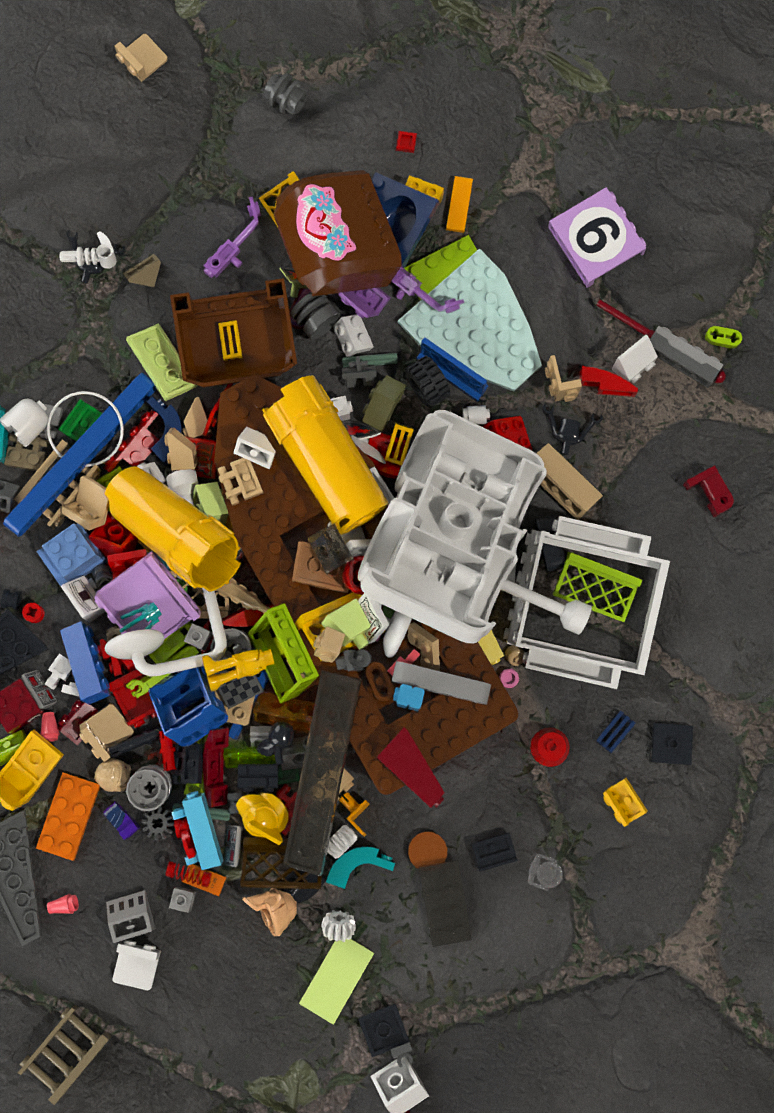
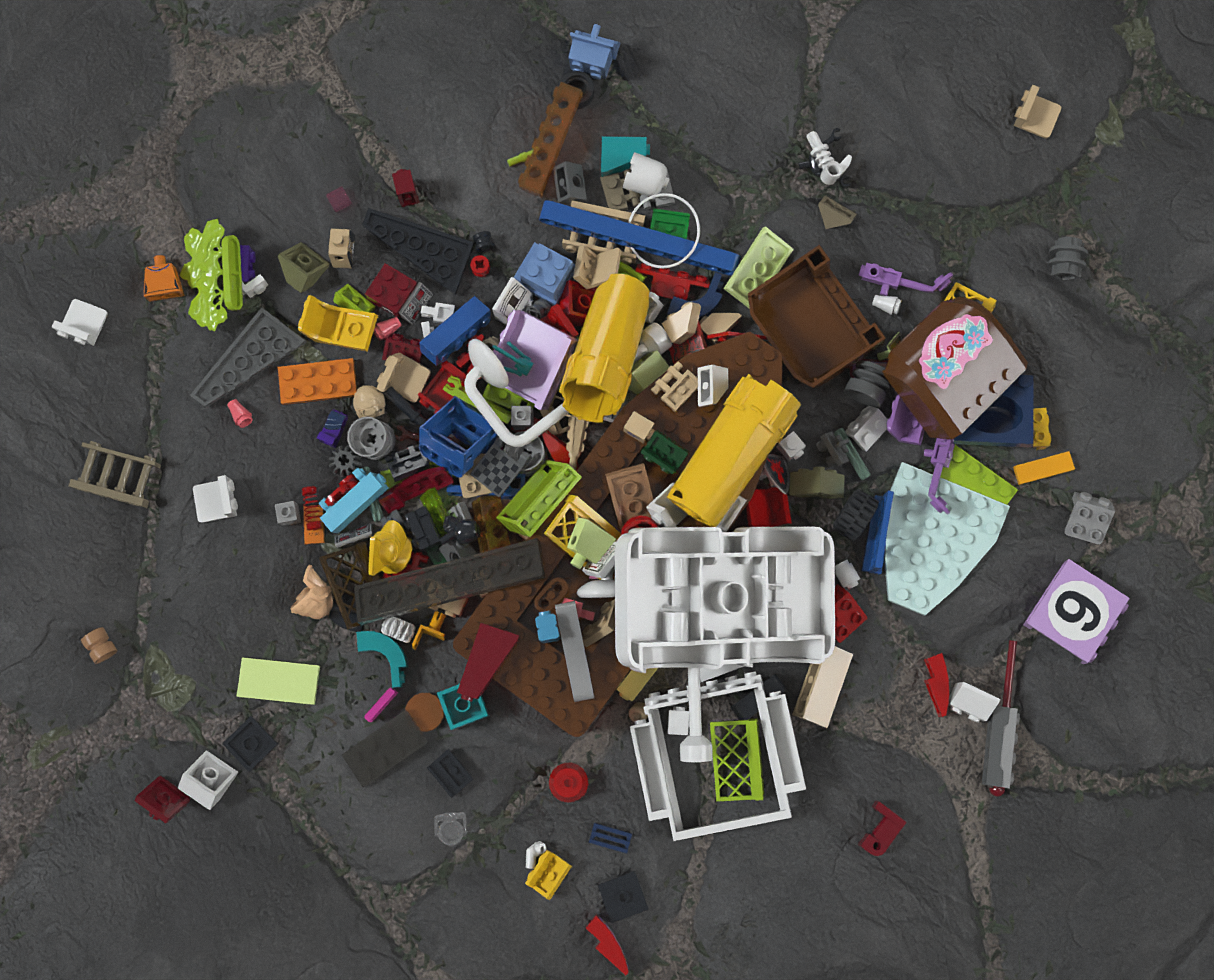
camera: 70 degrees right, 0 degrees up
(129, 916) = (253, 474): light grey slope -> none
(167, 751) = (406, 441): red pin -> none
(232, 356) = (795, 328): yellow tile -> none
(245, 663) = (514, 469): yellow piece -> none
(249, 265) = (887, 303): none -> white cone
(263, 531) = (639, 427): none -> tan brick
(296, 519) = (664, 452): none -> dark green bracket
(328, 644) = (560, 532): tan brick -> none
(330, 548) = (649, 494): clear smoke brick -> none
(338, 926) = (323, 661): white gear -> none
(353, 660) = (558, 562): dark grey hips -> none
(368, 449) = (764, 489): white sticker -> none
(402, 1051) = (238, 768): dark grey tile -> none
(403, 428) = (799, 513): yellow tile -> none
(403, 889) = (380, 704): none -> dark pink tile
(406, 142) = (1080, 391): red tile -> none
(439, 819) = (460, 711): none -> teal brick
(509, 678) = (614, 716): bright pink tile -> none
(521, 187) = (1089, 517): none -> light grey bracket
(539, 622) = (678, 721): none -> white brick
(561, 391) = (911, 650): tan bracket -> none
(569, 430) = (874, 668): black piece -> none
(598, 806) = (533, 852): none -> white arm
(707, 776) = (608, 943): none -> red slope
(722, 341) = (1043, 776): lime beam -> none

